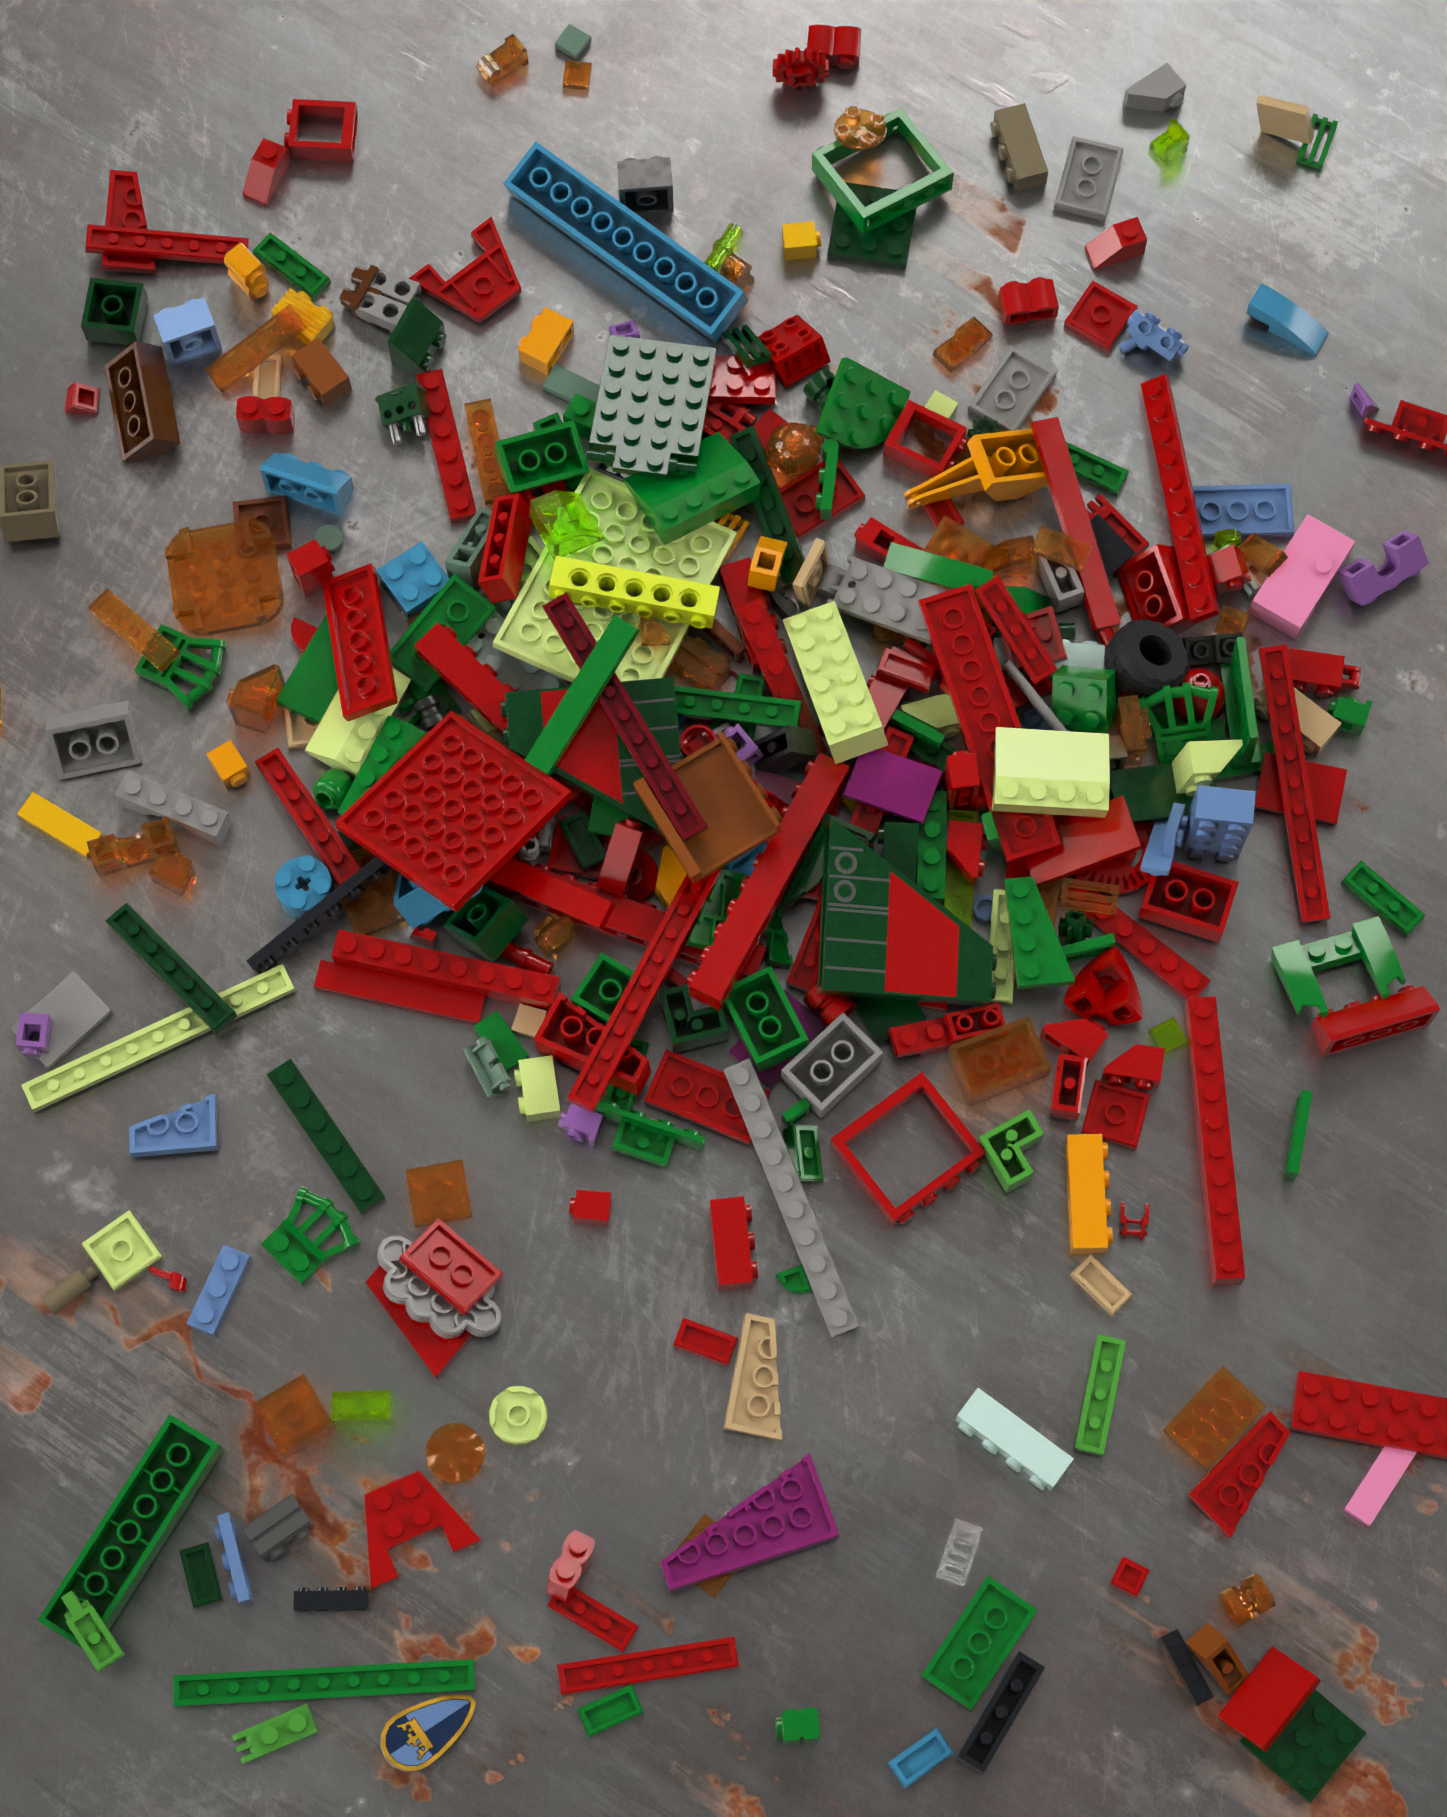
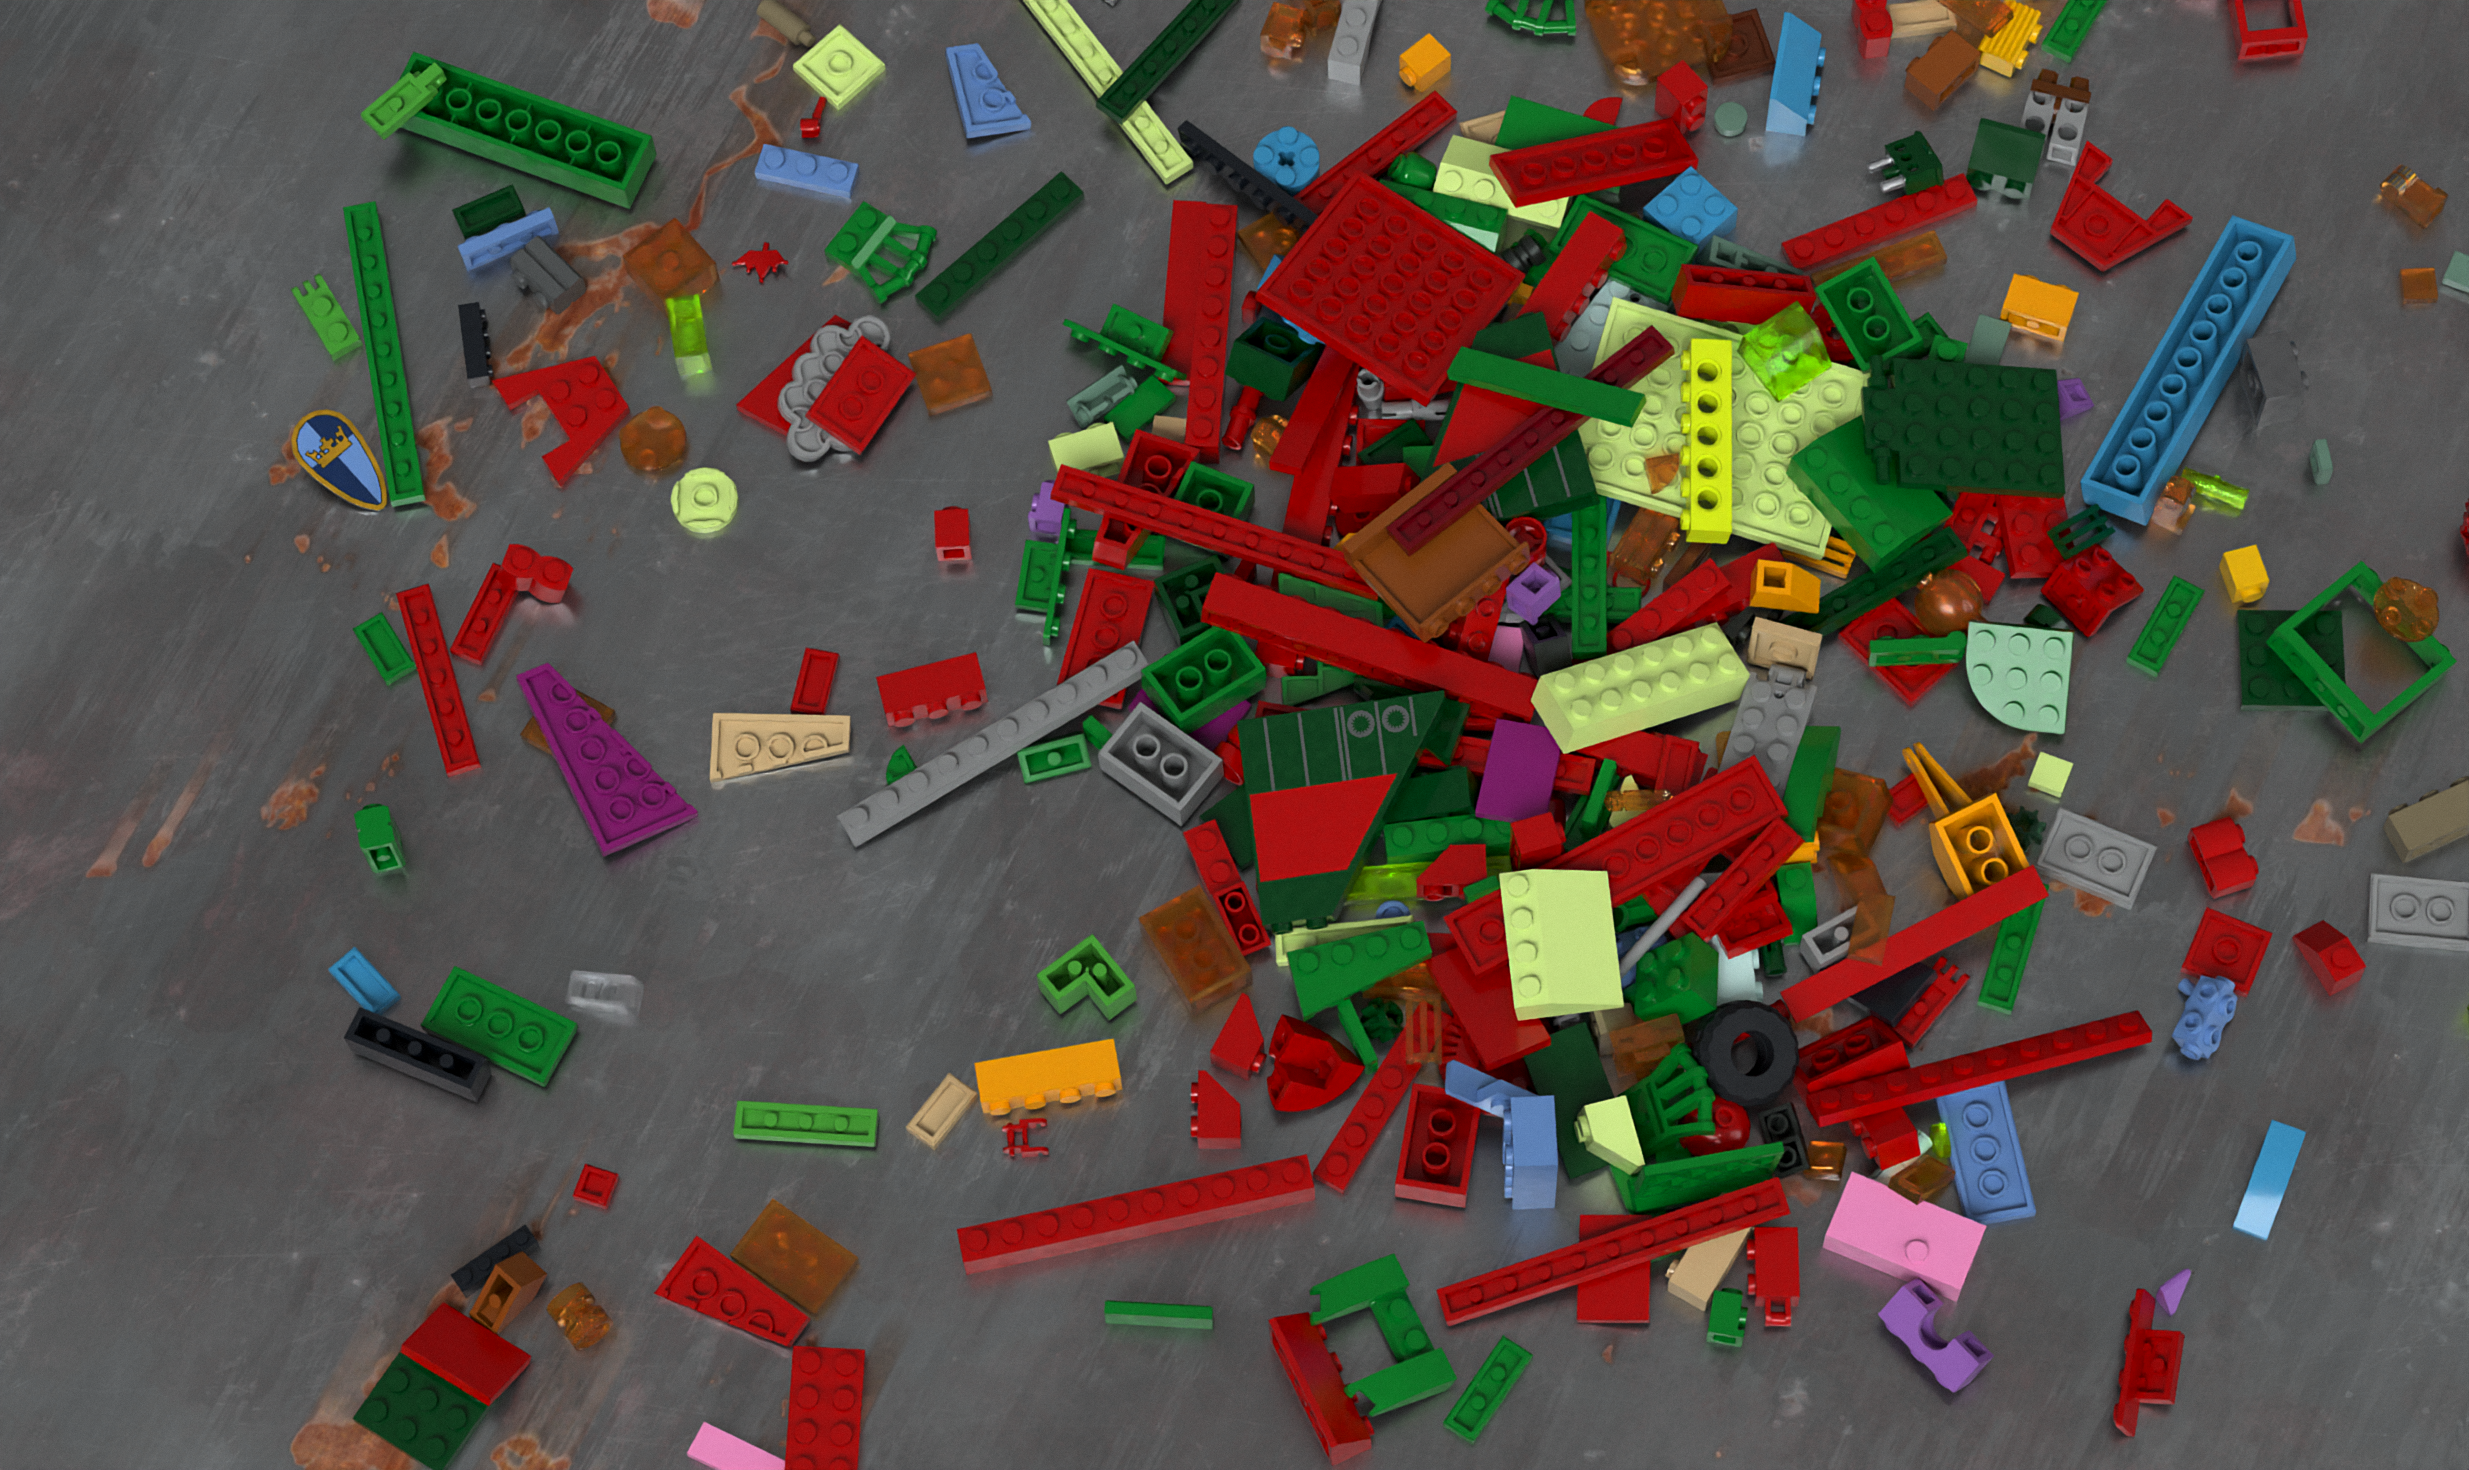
camera: 85 degrees right, 5 degrees down
(255, 698) = (1505, 71): clear orange slope -> none
(298, 1339) = (761, 260): none -> red piece
(440, 1034) = (1134, 336): none -> green bracket
(716, 169) = (2321, 462): none -> sand green tile
(829, 306) = (2165, 626): none -> green tile
(875, 539) = (1854, 717): red brick -> none
(877, 1114) = (1042, 916): red window -> none
(914, 460) = (2007, 730): red window -> none
(930, 698) = (1636, 799): none -> clear orange axle
(963, 345) = (2144, 790): clear orange slope -> none
(1013, 1439) = (739, 1032): light aqua brick -> none
(1068, 1087) = (1175, 1034): red brick -> none
(1116, 1114) = (1155, 1101): red tile -> none
(1168, 1035) = (1264, 1147): clear neon green tile -> none

